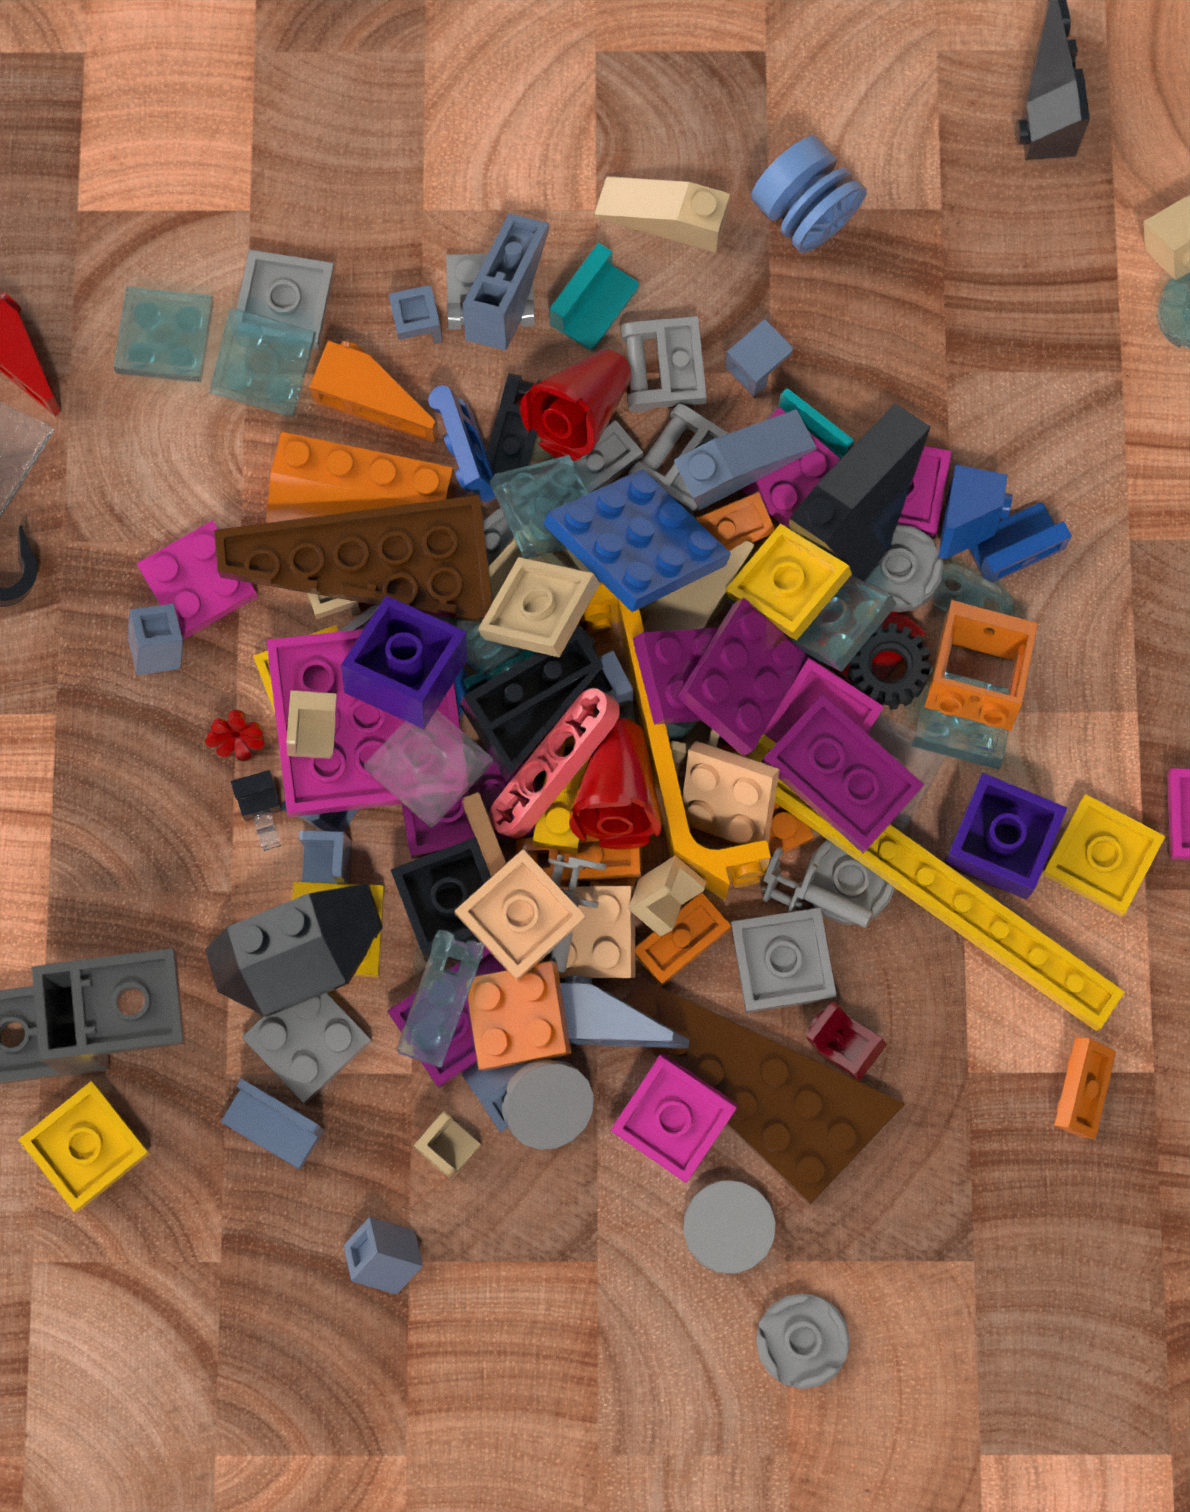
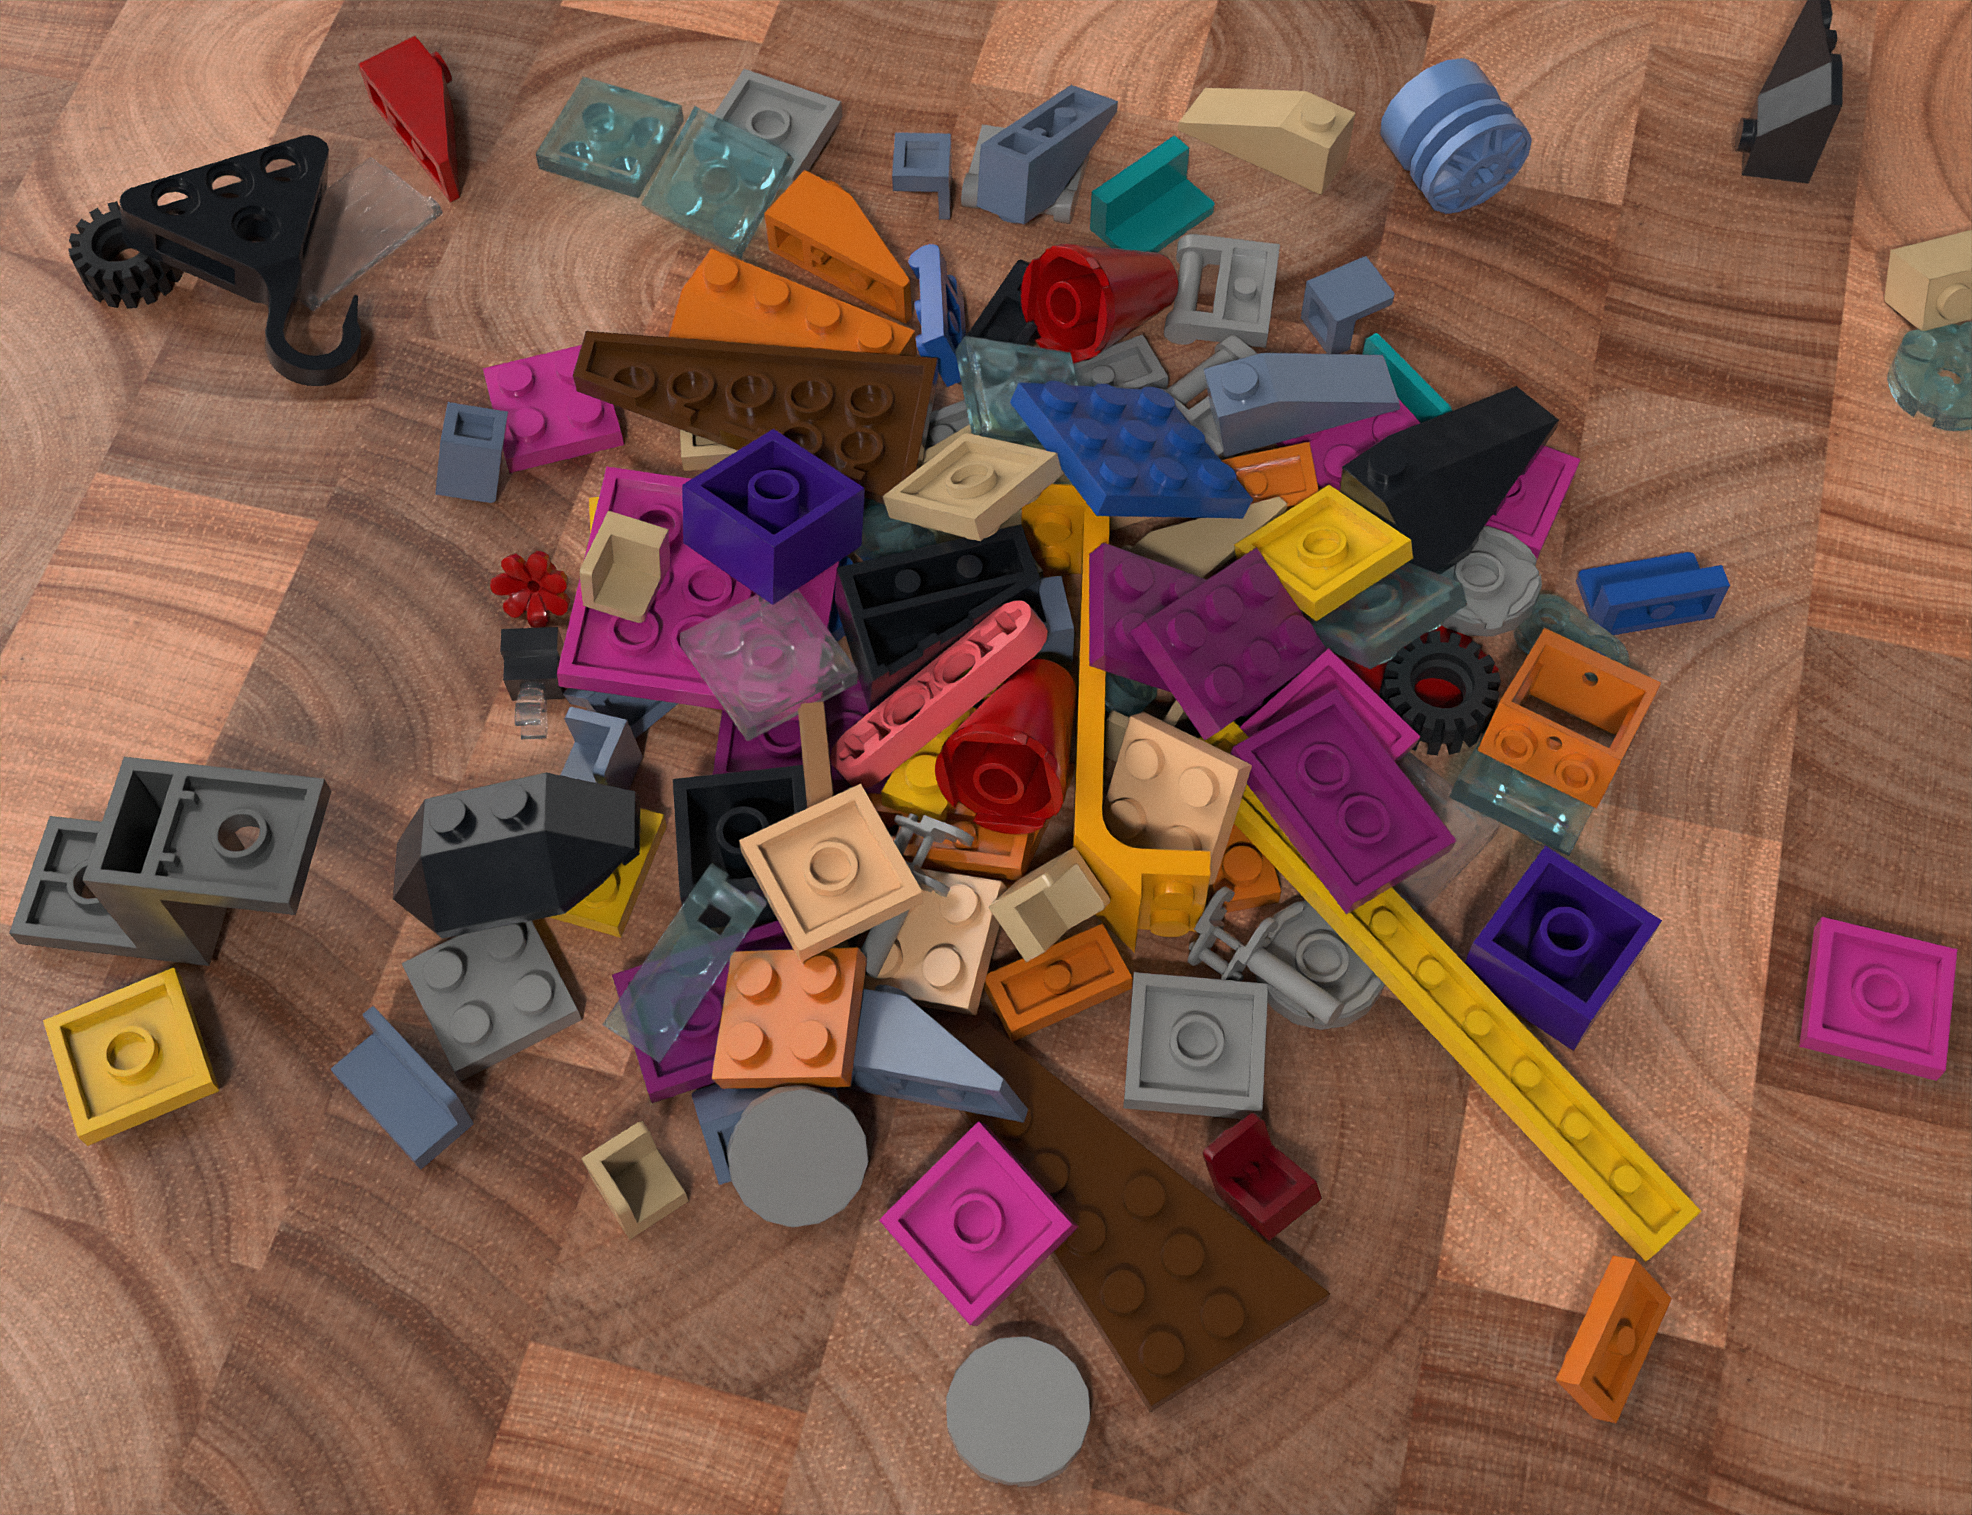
camera: 15 degrees right, 15 degrees down
(383, 1255) = (490, 1316): sand blue panel -> none
(973, 509) = (1597, 529): blue slope -> none
(1103, 855) = (1700, 1014): yellow plate -> none

